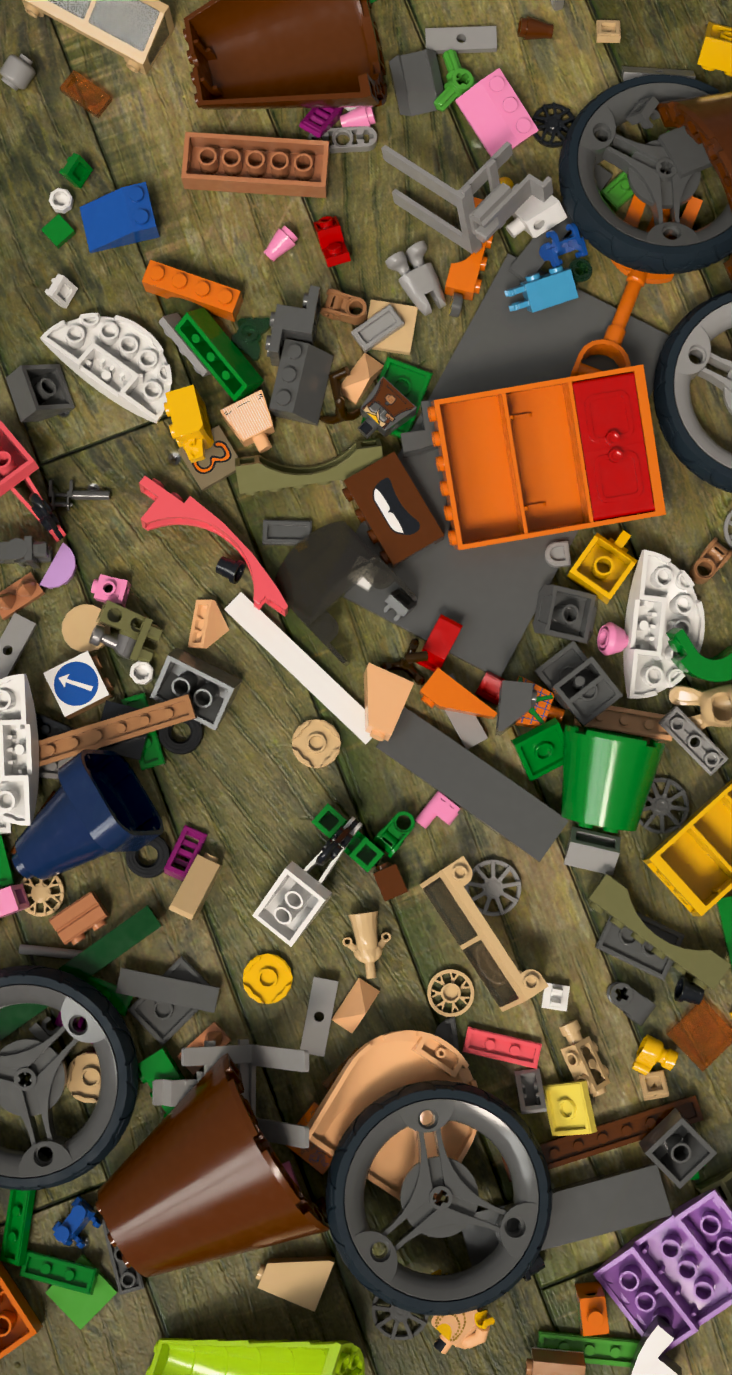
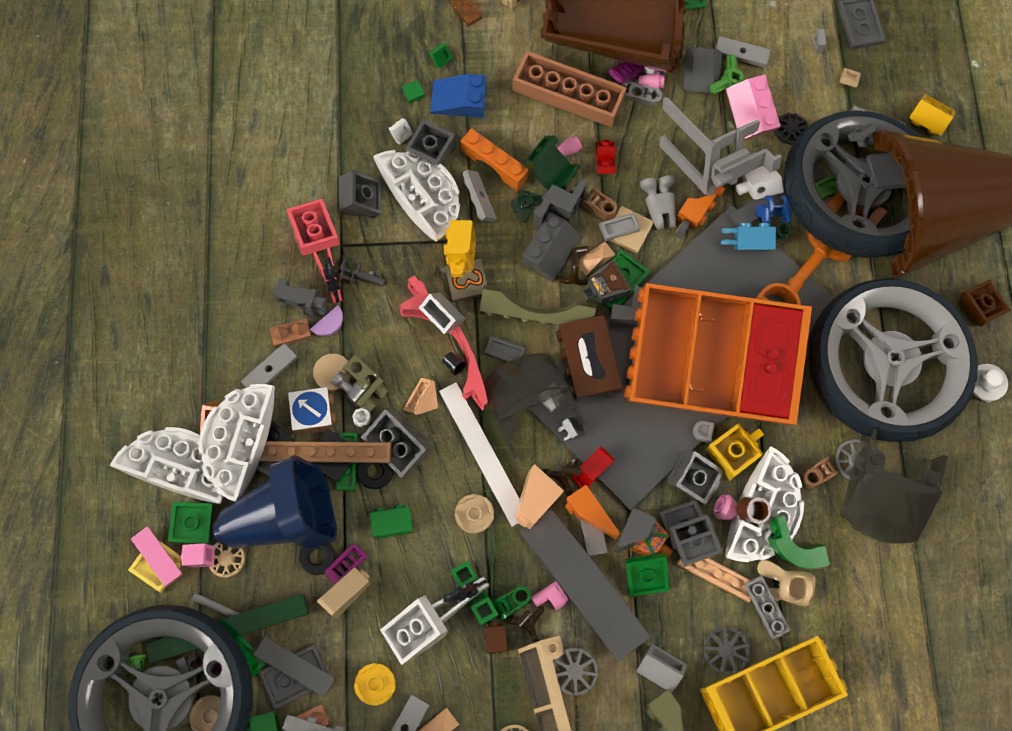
camera: 10 degrees right, 10 degrees down
(61, 200) = (422, 71): white tile -> none
(79, 918) = (247, 587): nougat brick -> none
(106, 296) = (431, 143): none -> dark grey slope
(119, 593) = (365, 354): bright pink brick -> none
(195, 513) = (441, 312): none -> light grey brick
(218, 354) = (498, 208): green brick -> none
(221, 786) = (391, 522): none -> green brick
(250, 421) = (505, 262): light nougat torso -> none
(266, 275) = (550, 165): none -> dark green panel
(367, 947) = (461, 684): tan piece -> none
(421, 849) = (528, 622): none -> dark brown piece
(490, 687) = (620, 514): red tile -> none
(532, 28) = (797, 60): reddish brown cone -> none
(607, 777) = (691, 611): green cone -> none
(645, 632) = (754, 510): none -> reddish brown piece

